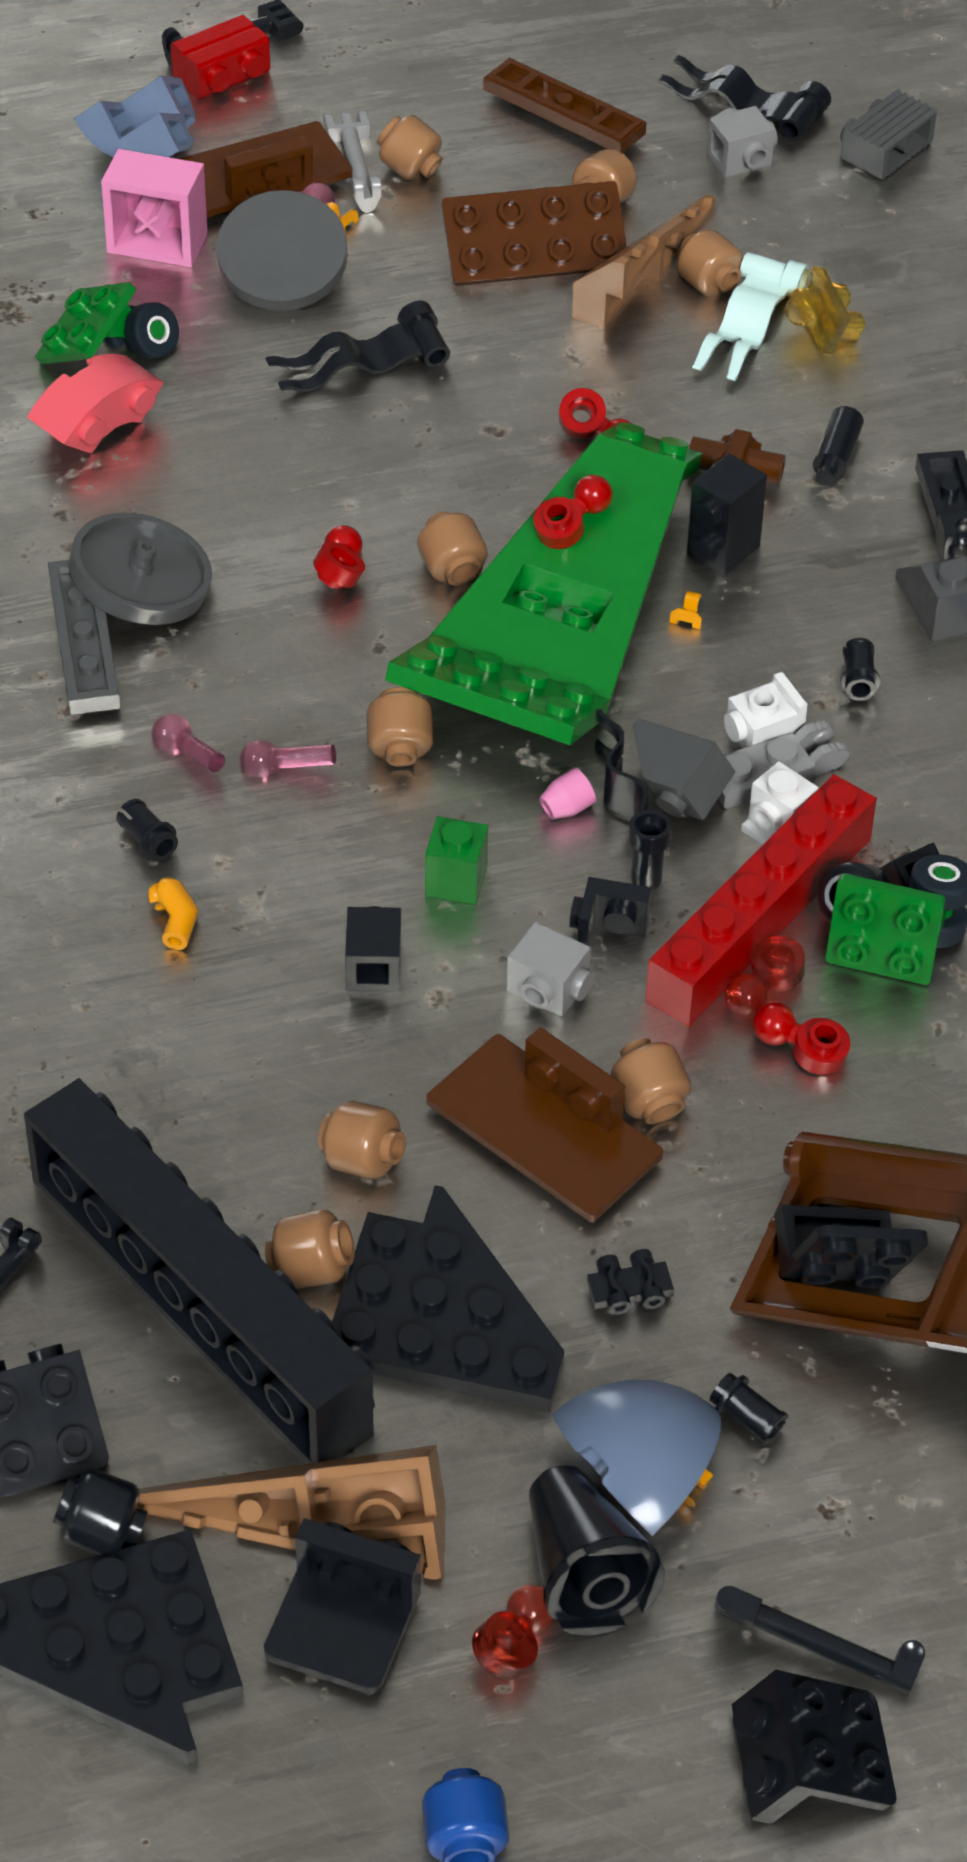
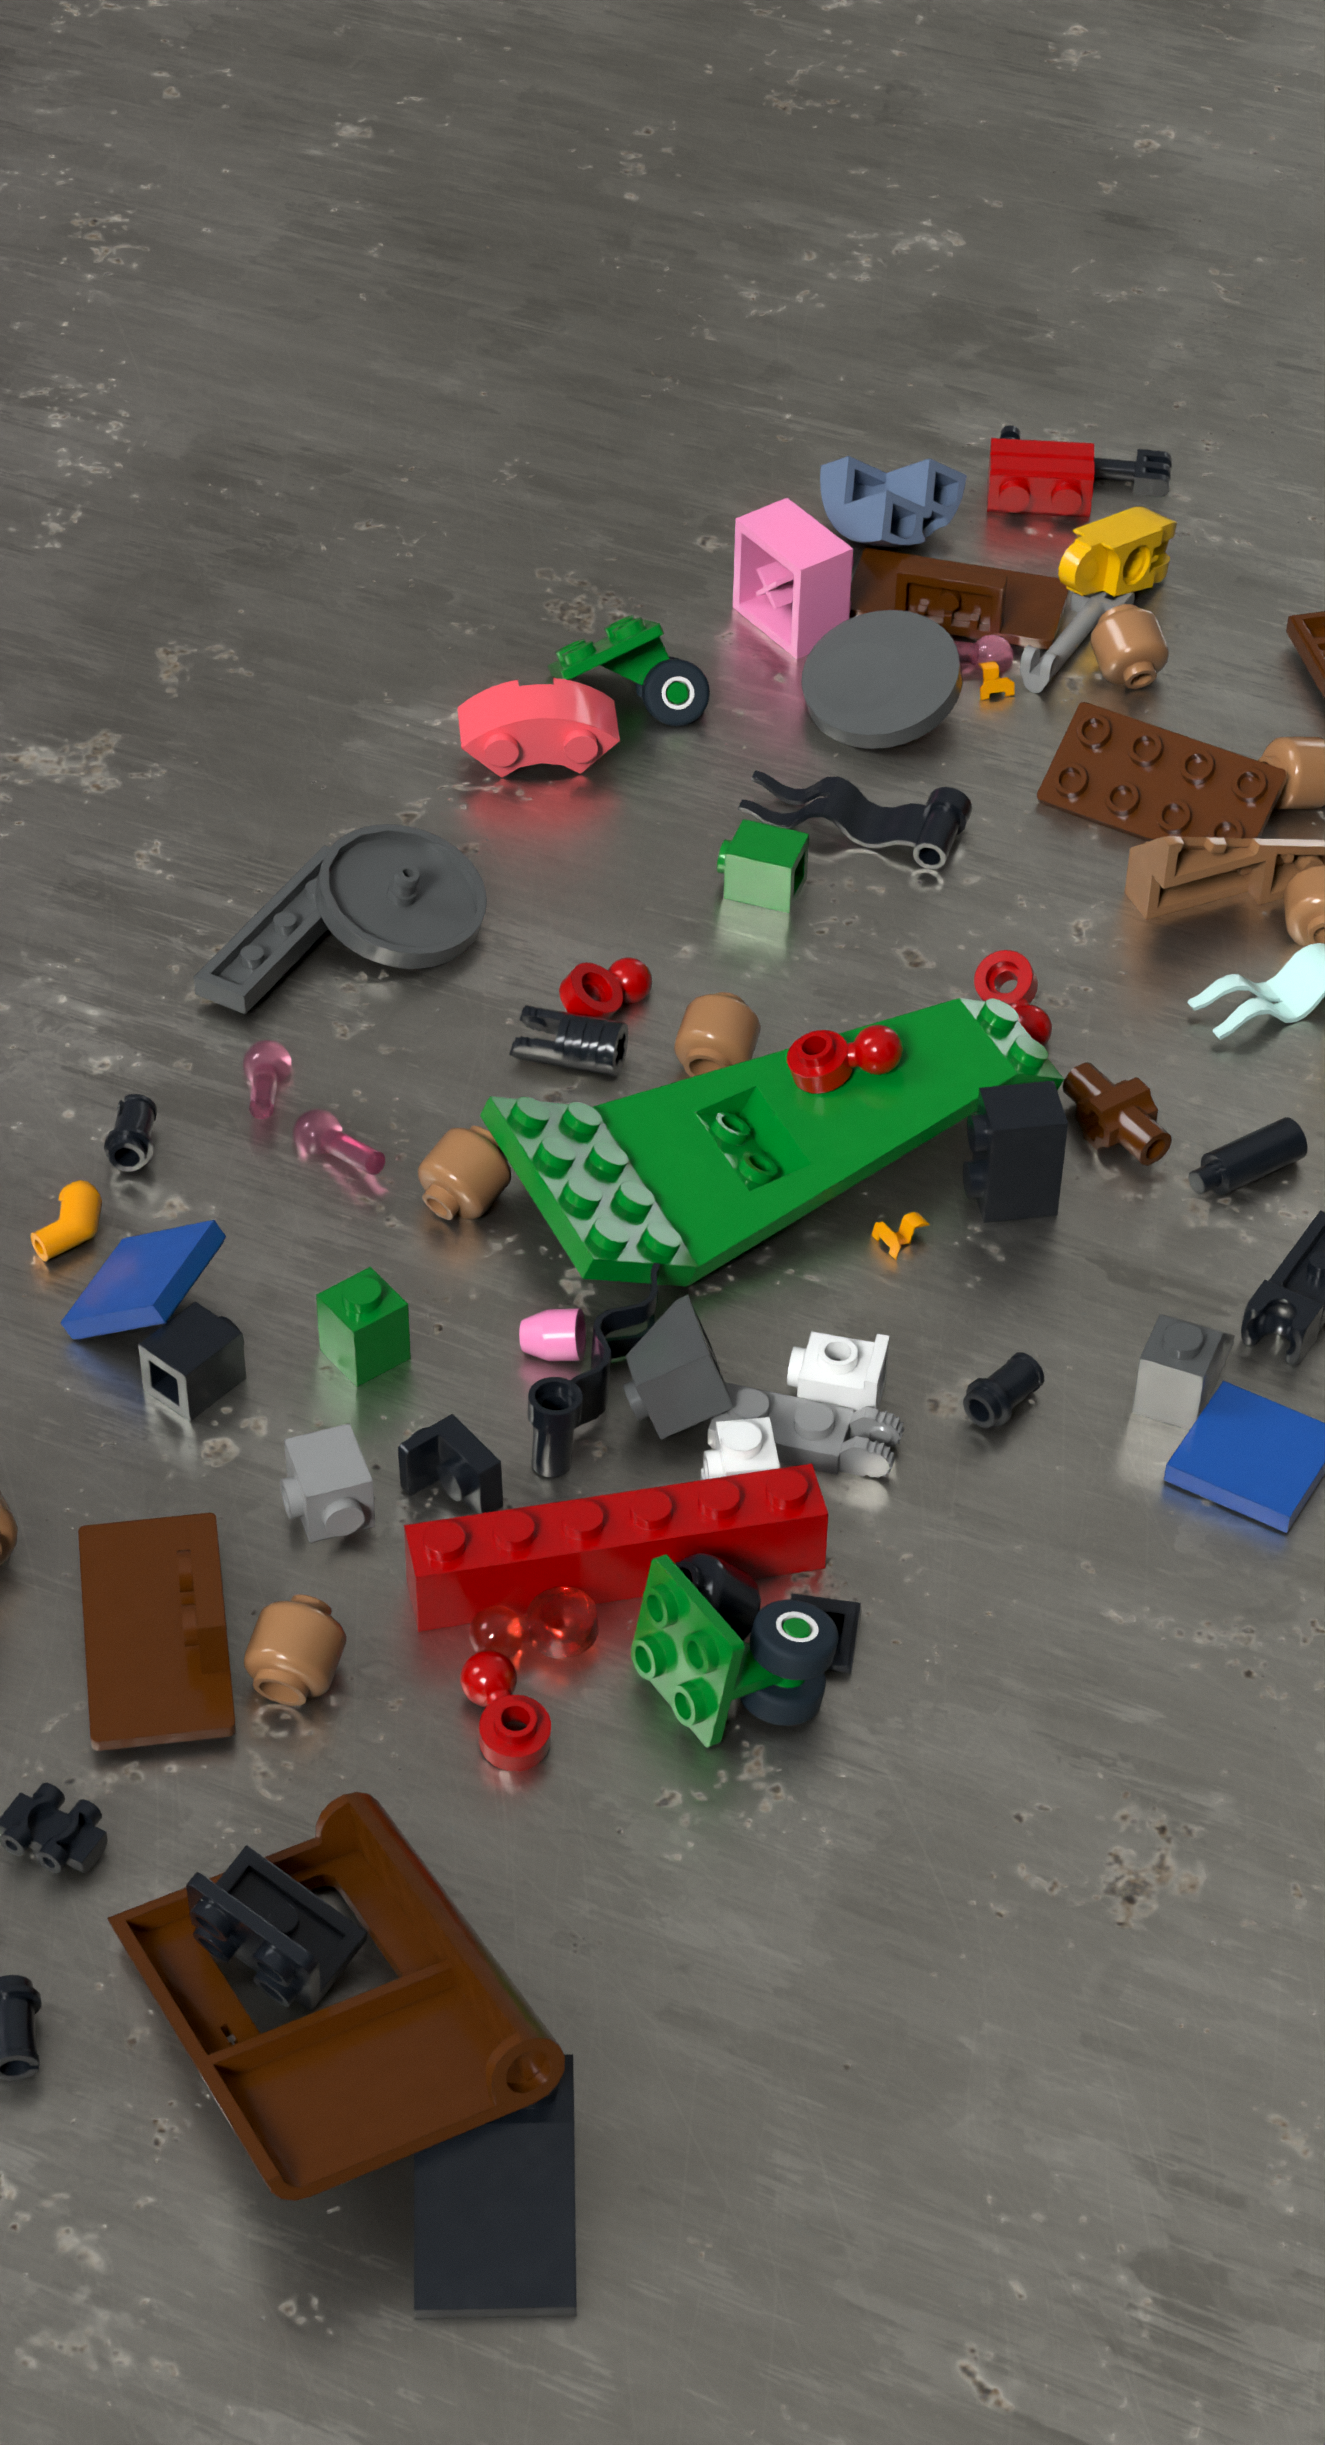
camera: 40 degrees right, 5 degrees down
(286, 916) = (144, 1280): none -> blue tile
(342, 83) = (1118, 553): none -> yellow piece
(349, 418) = (764, 865): none -> green brick
(367, 600) = (580, 1041): none -> black hinge

